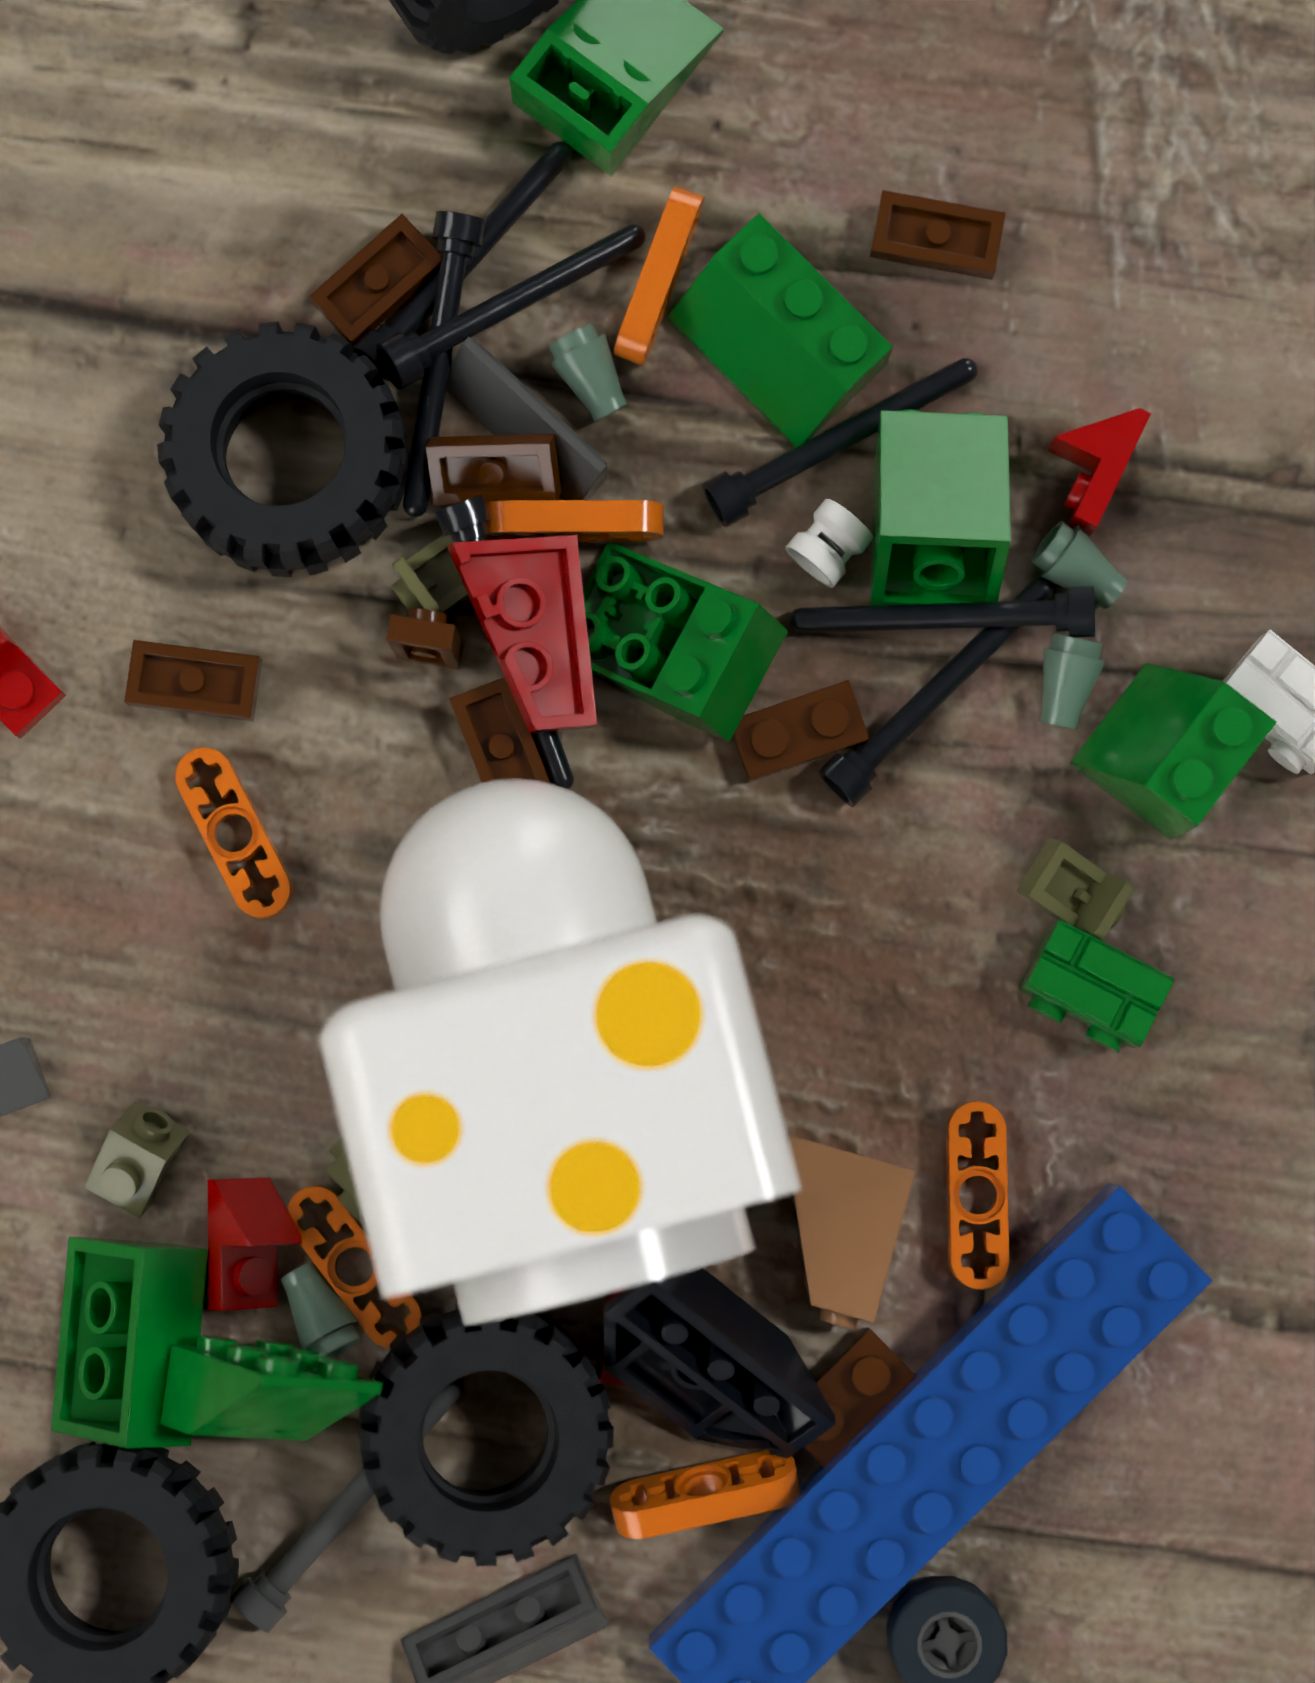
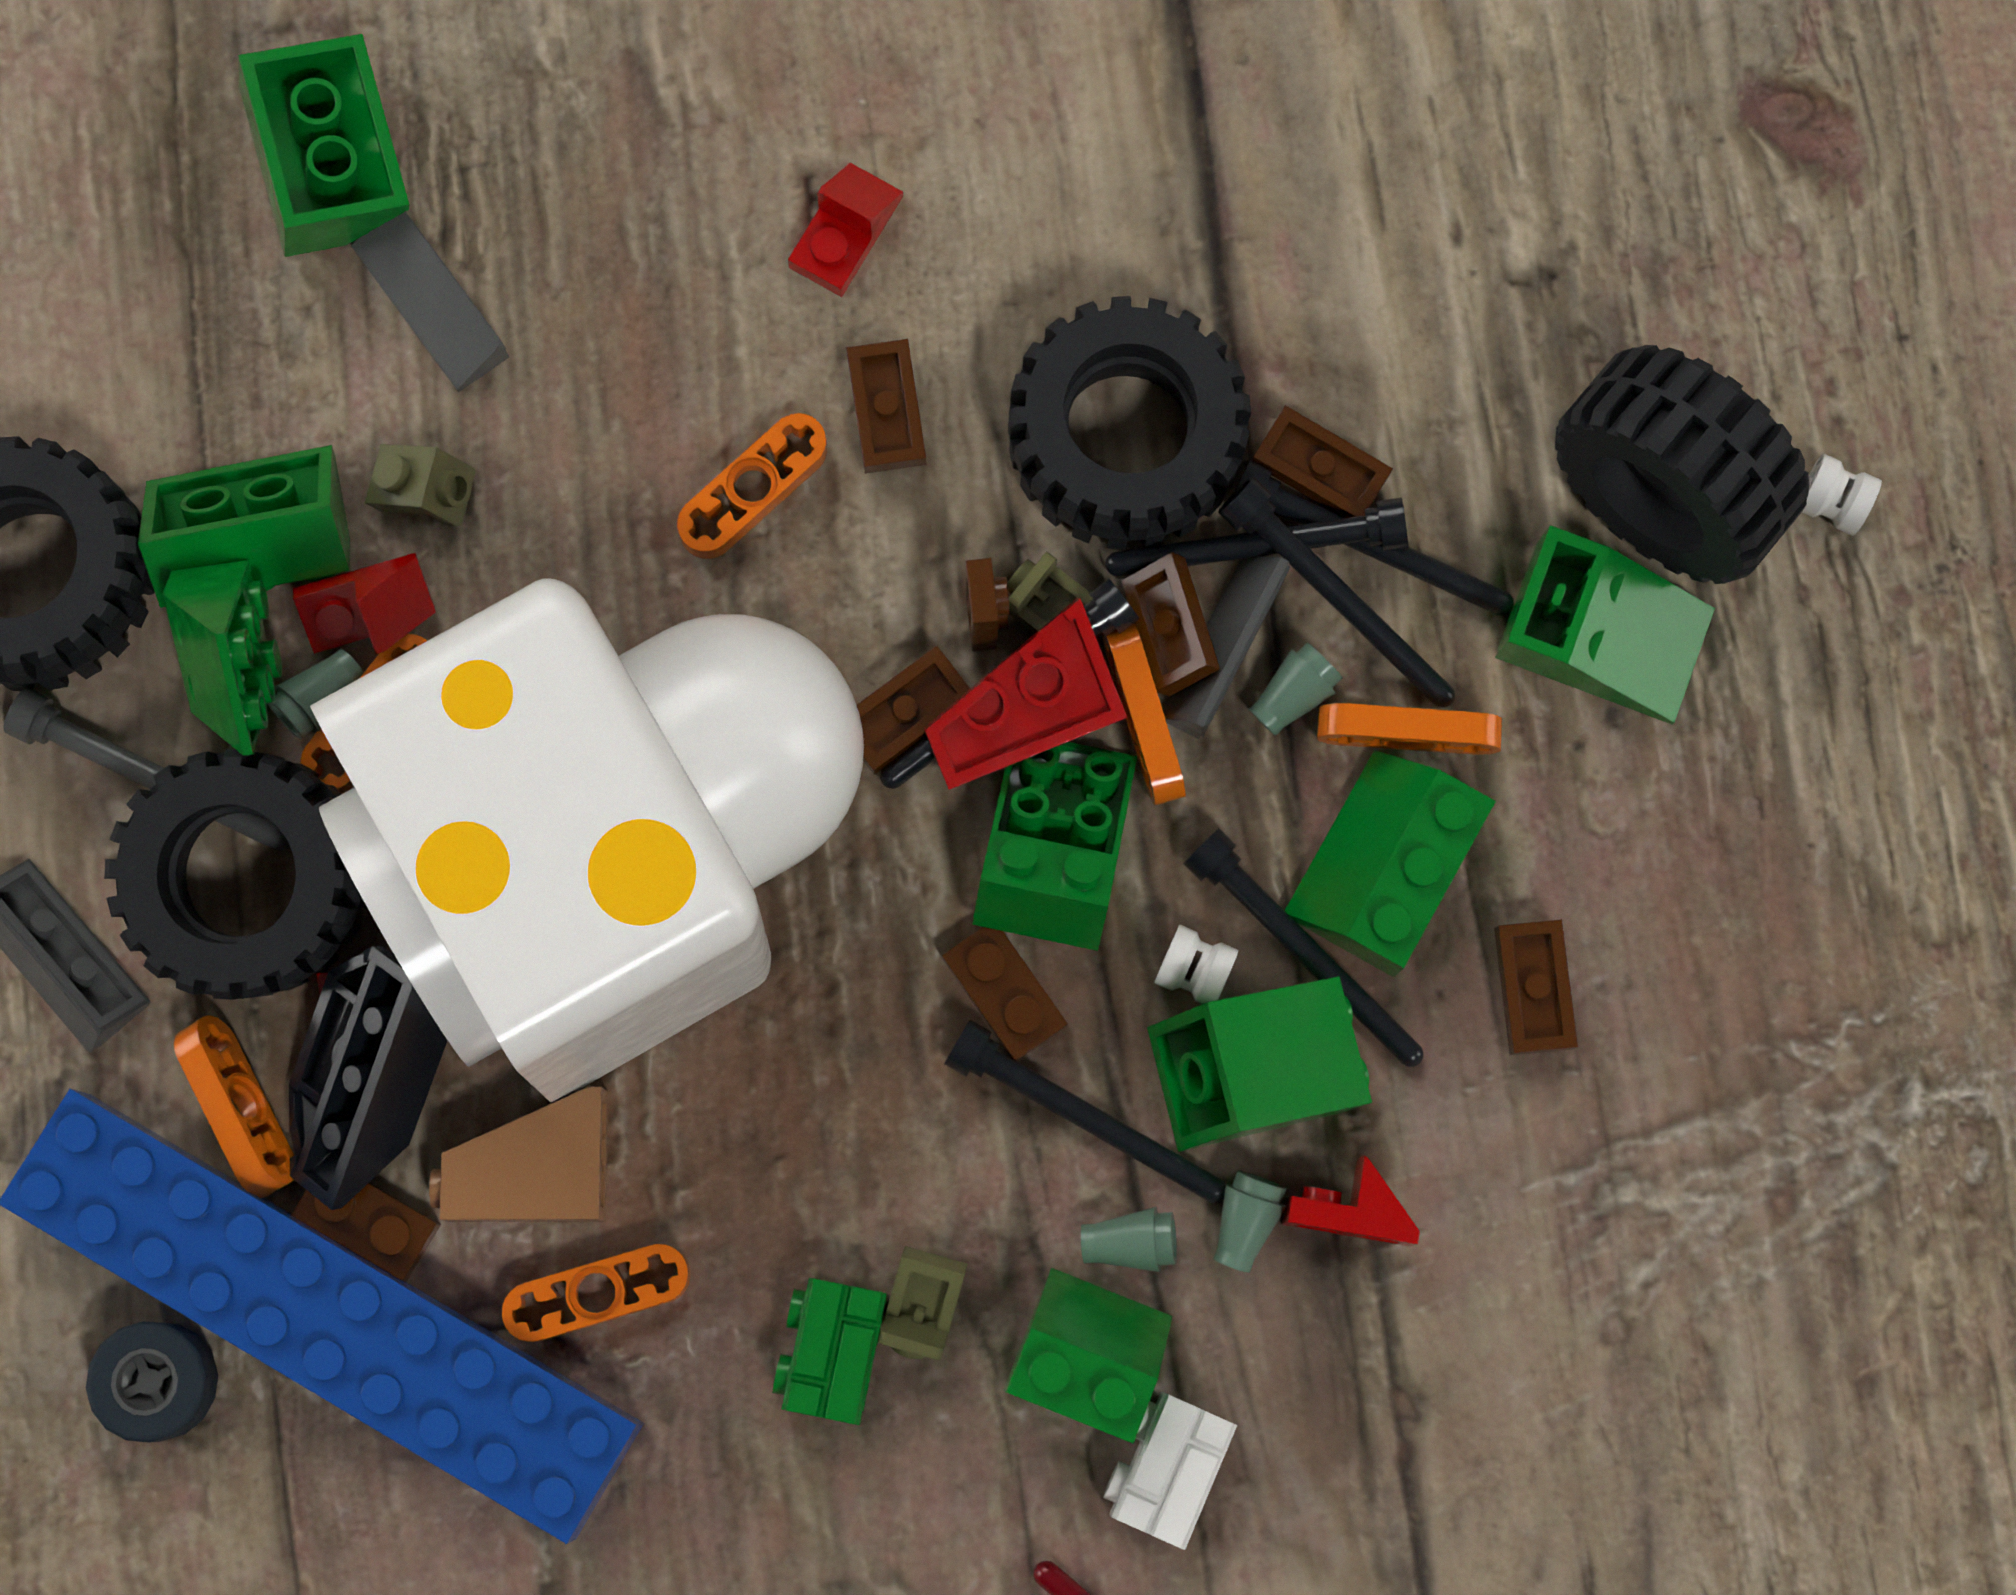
camera: 70 degrees right, 5 degrees down
(1068, 611) = (1196, 1221): black piece -> none

